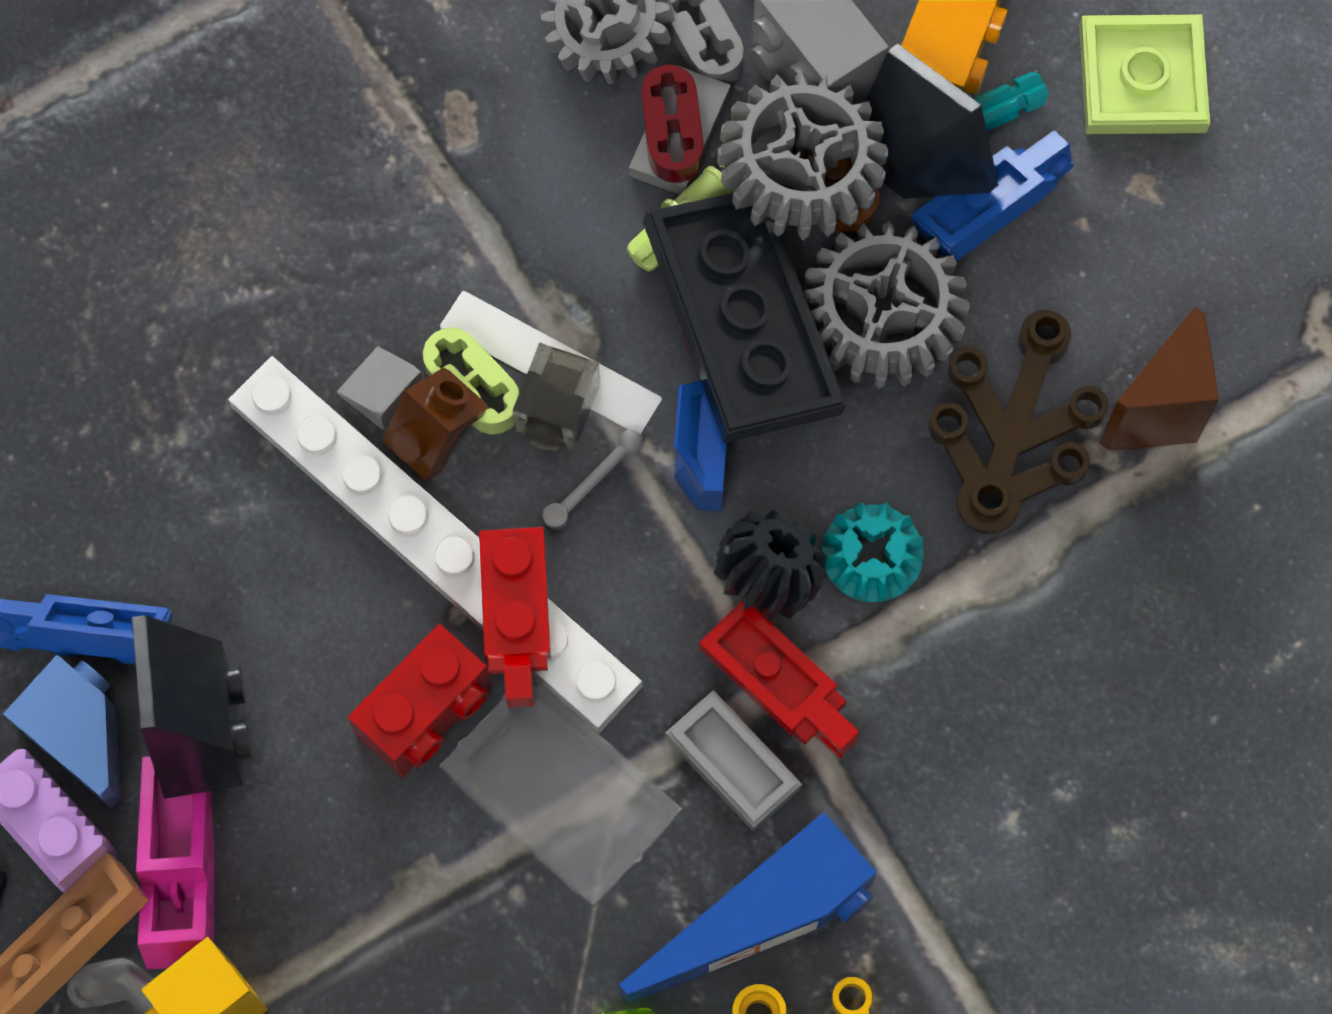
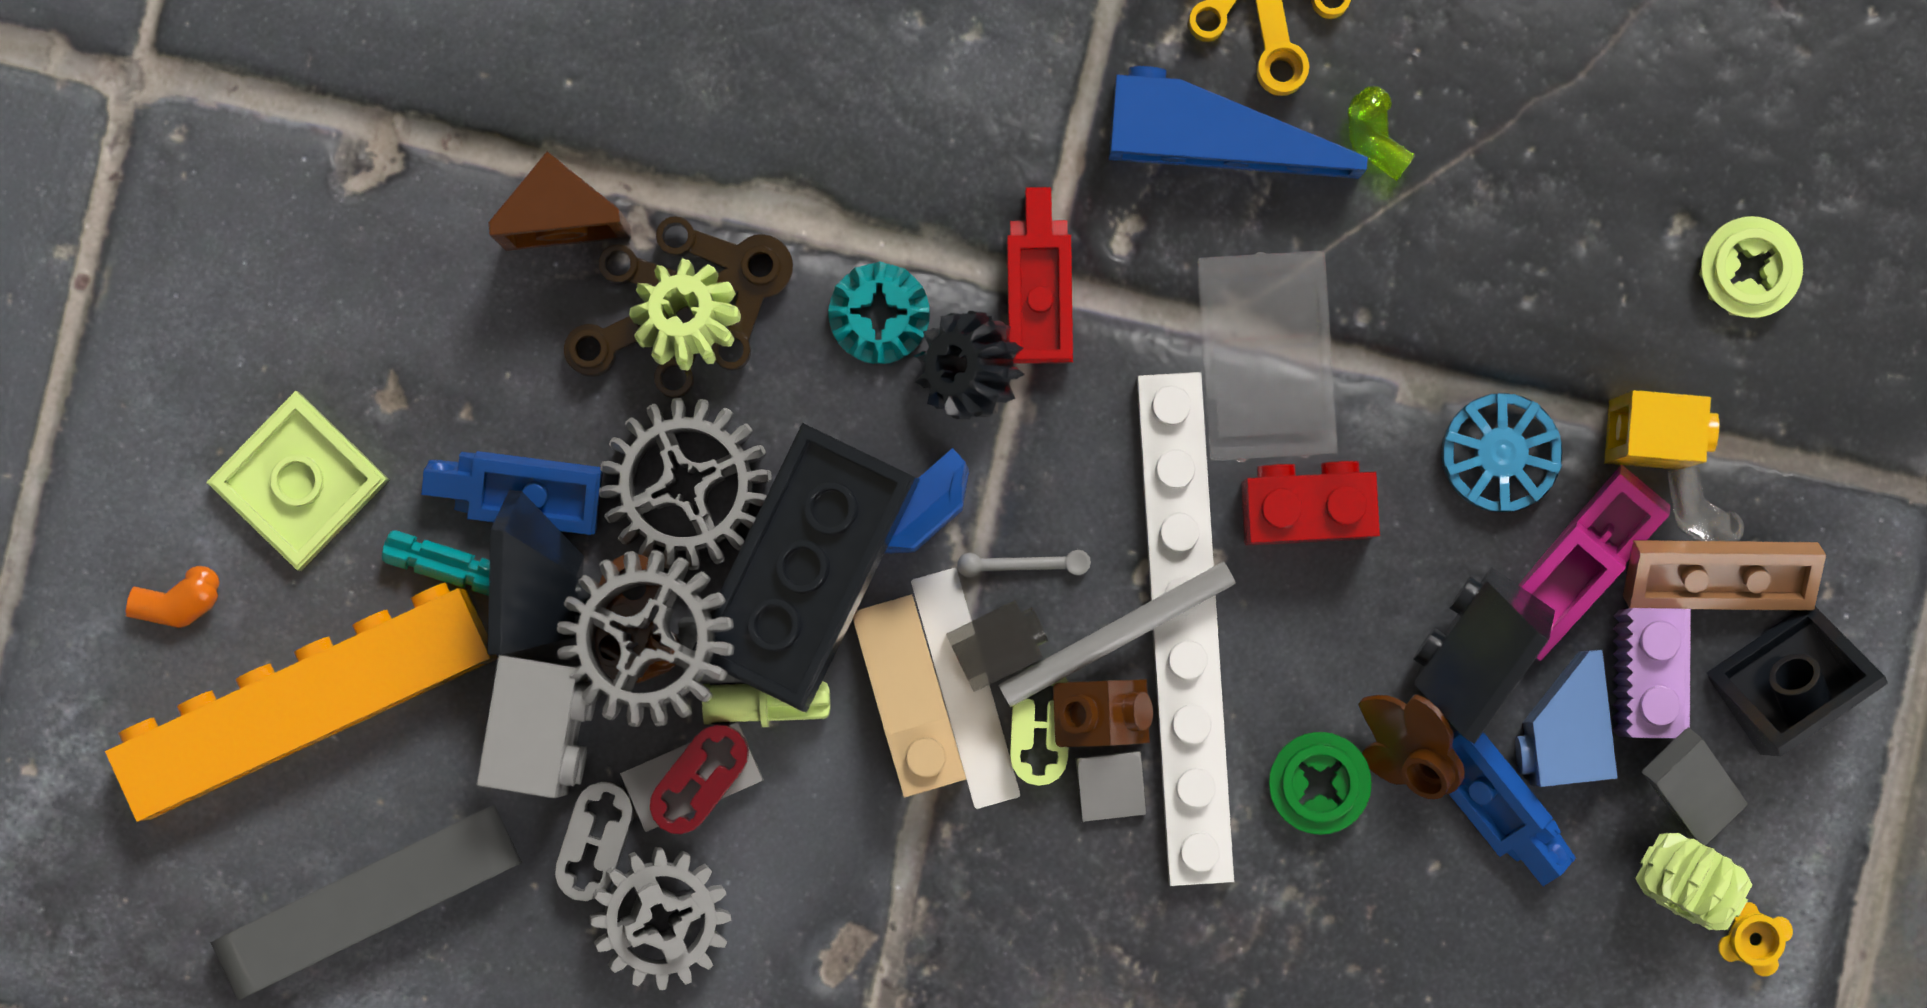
camera: 140 degrees left, 15 degrees up
(181, 598) = (1412, 745): none -> reddish brown plate
(209, 505) = (1350, 782): none -> green gear
(314, 886) = (1502, 452): none -> dark azure wheel
(475, 481) = (1117, 634): none -> light grey bar
(515, 608) = (1182, 507): red hinge -> none
(579, 308) = (908, 696): none -> tan slope
(733, 760) = (1126, 260): light grey tile -> none
(1022, 390) = (704, 298): none -> yellowish green gear

